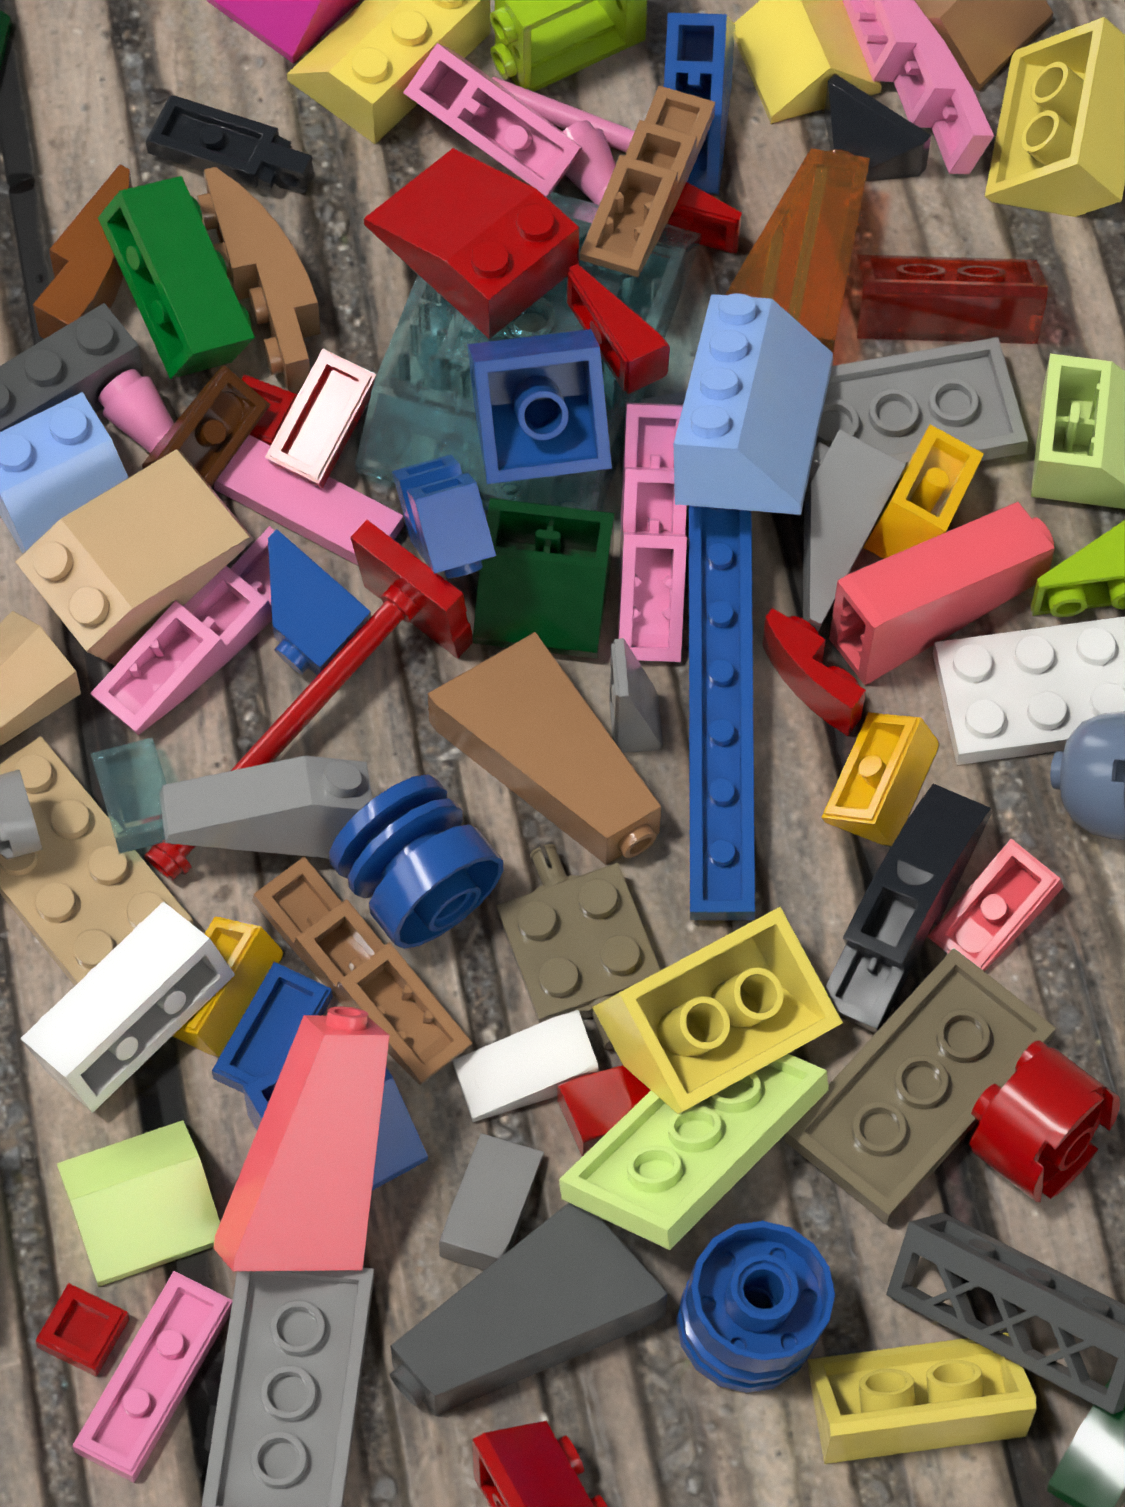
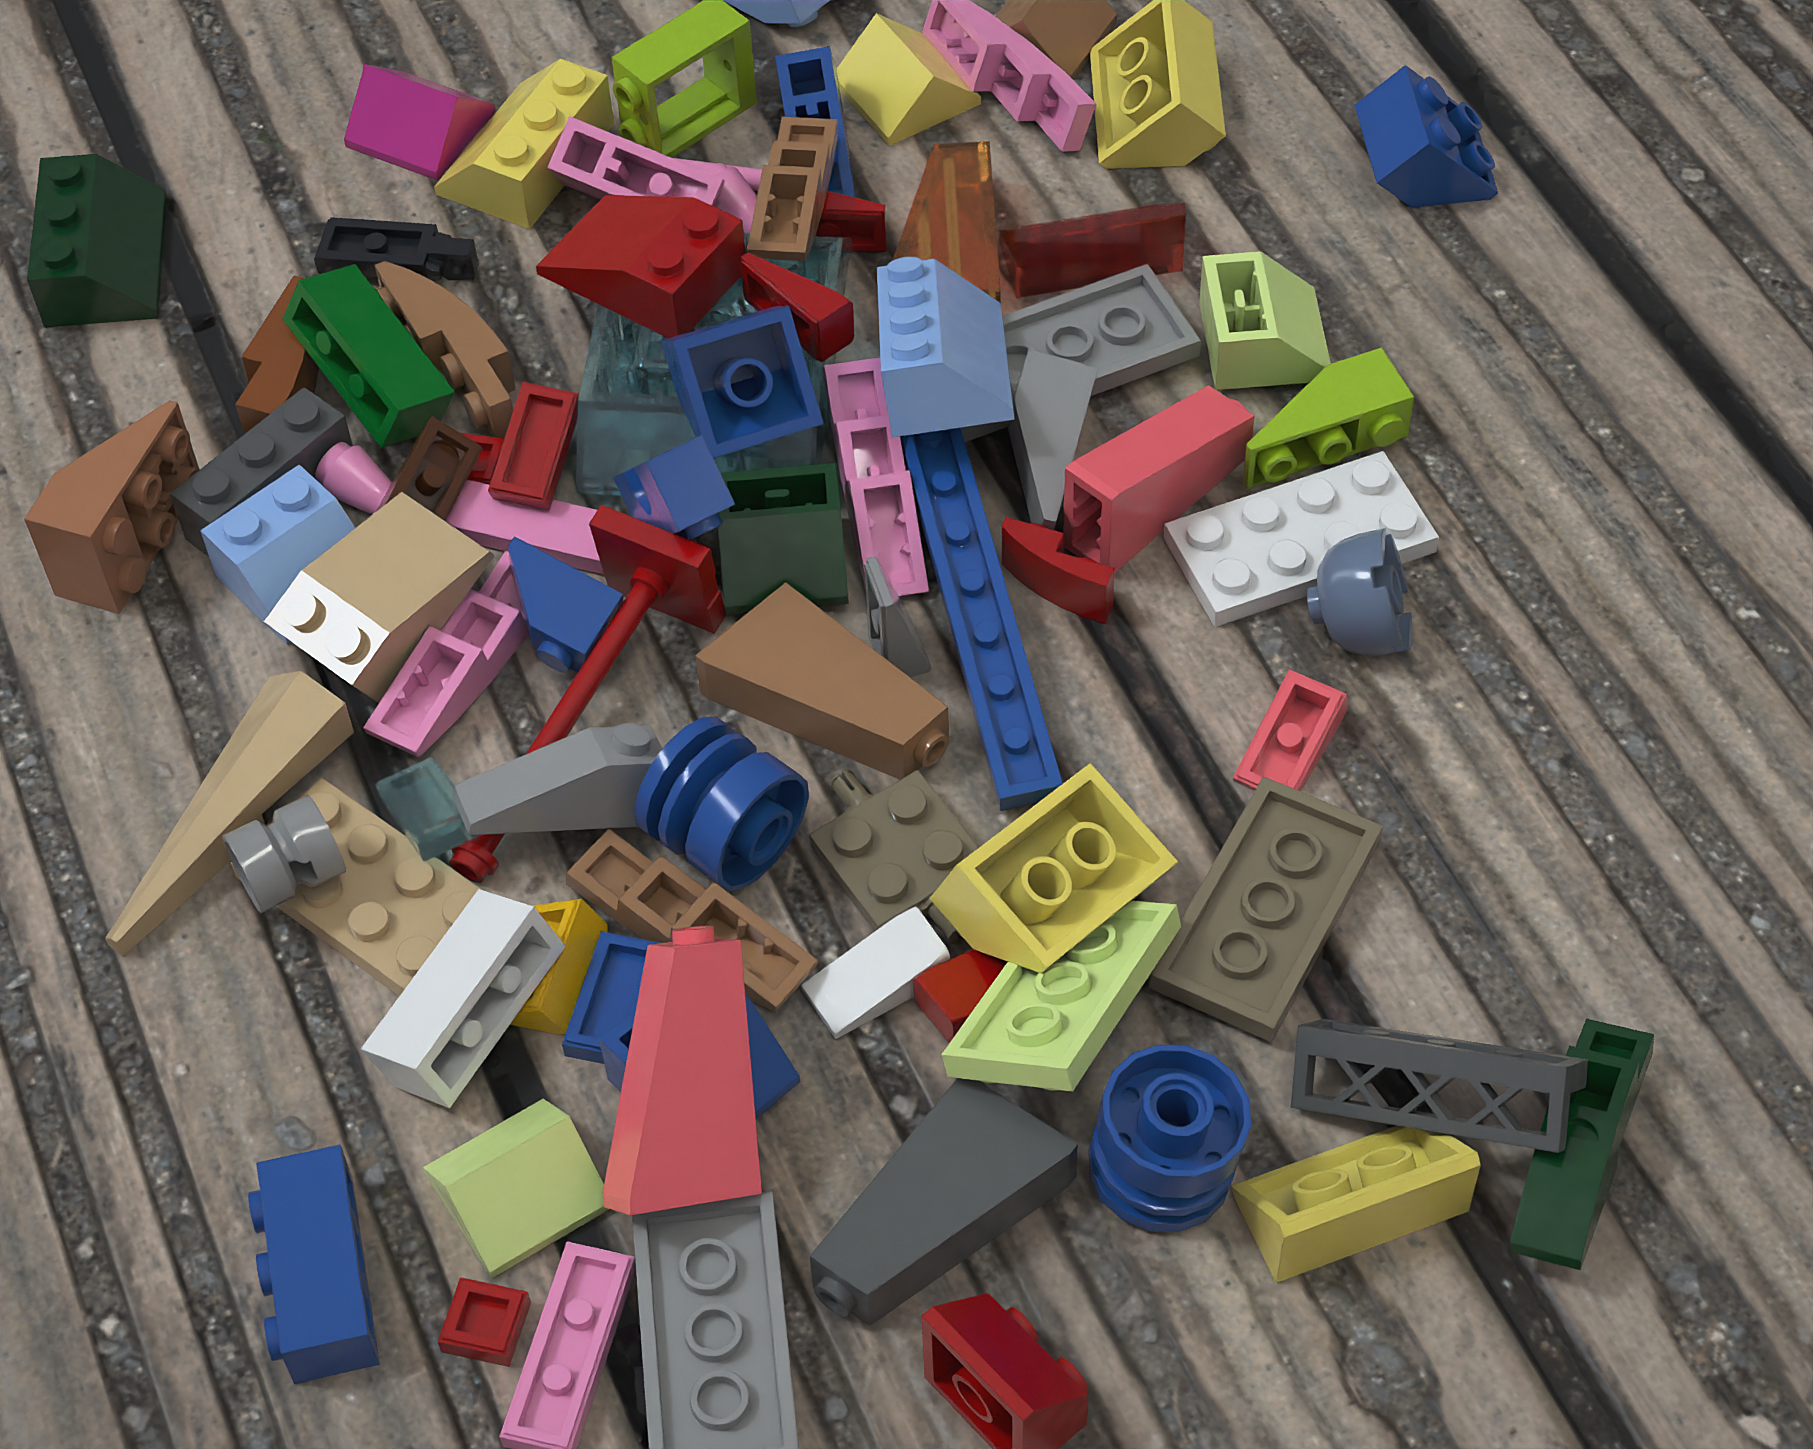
camera: 10 degrees left, 10 degrees down
(490, 1202) = (872, 1108): light grey slope -> none
(874, 131) = (975, 118): black slope -> none
(882, 777) = (1148, 650): yellow slope -> none
(904, 904) = (1204, 749): black slope -> none
(925, 494) = (1121, 394): yellow slope -> none
(1042, 1122) = (1398, 907): red brick -> none

